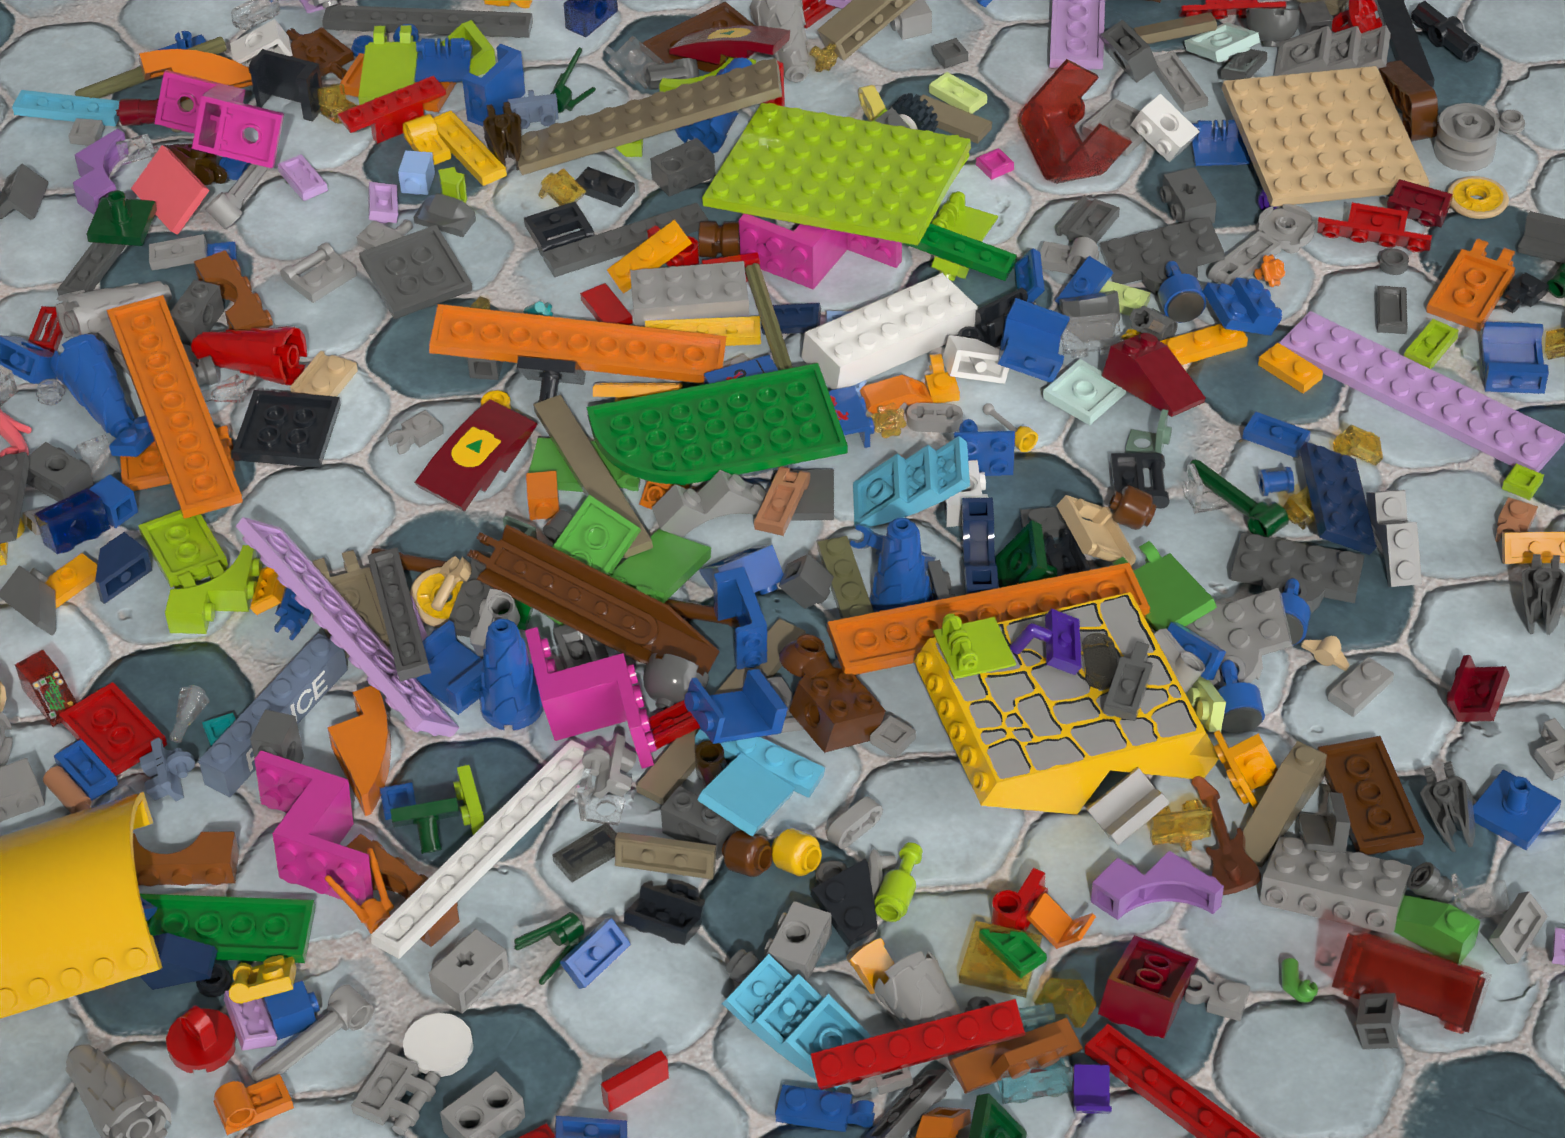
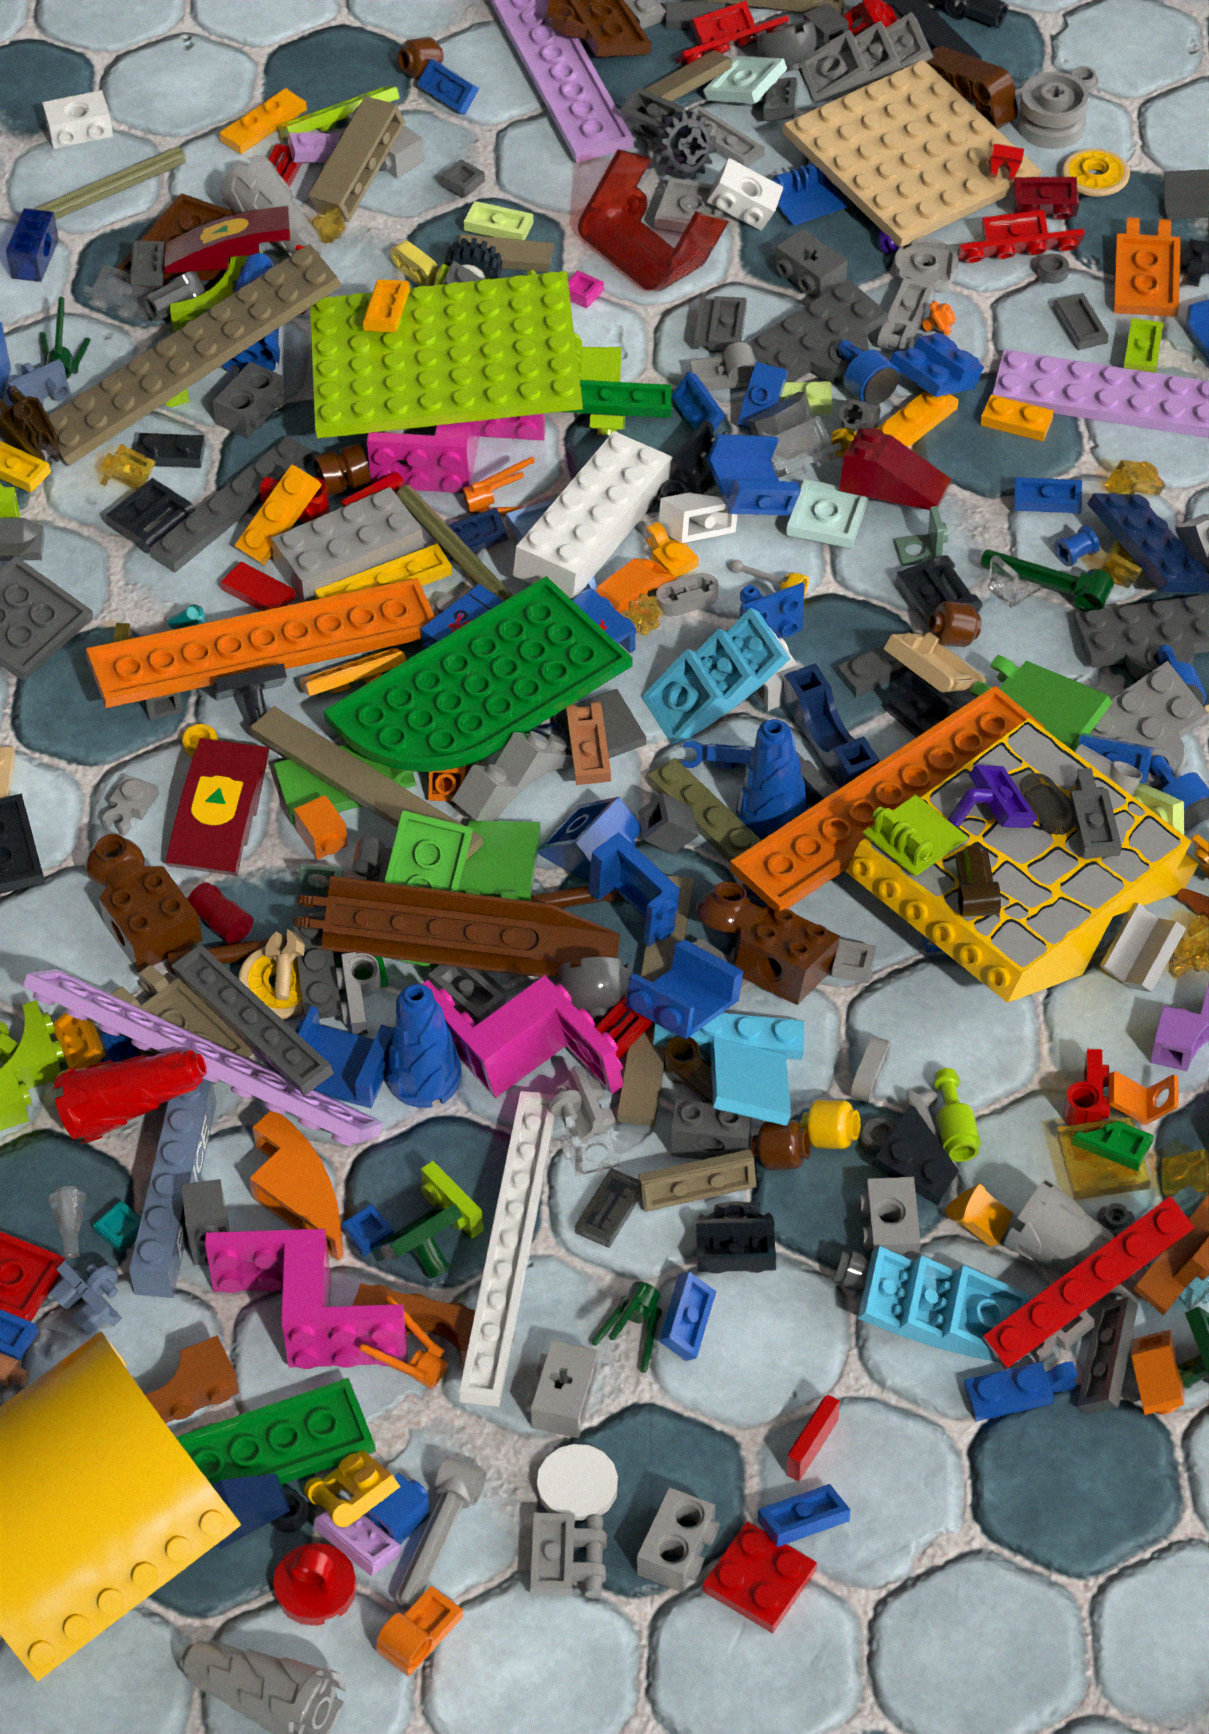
camera: 25 degrees left, 5 degrees up
(261, 630) = (110, 1093): none -> red cone
(374, 502) = (141, 903): none -> reddish brown brick
(430, 532) = (220, 913): none -> dark red piece
(660, 43) = (147, 263): none -> dark grey plate
(809, 122) = (386, 305): none -> light orange plate
(816, 291) = (480, 493): none -> orange plant
(996, 705) = (976, 890): none -> dark brown piece
(1024, 558) = (882, 718): dark green tile -> none
(1132, 87) = (678, 159): none -> black gear
(1397, 159) = (1006, 157): none -> red tile

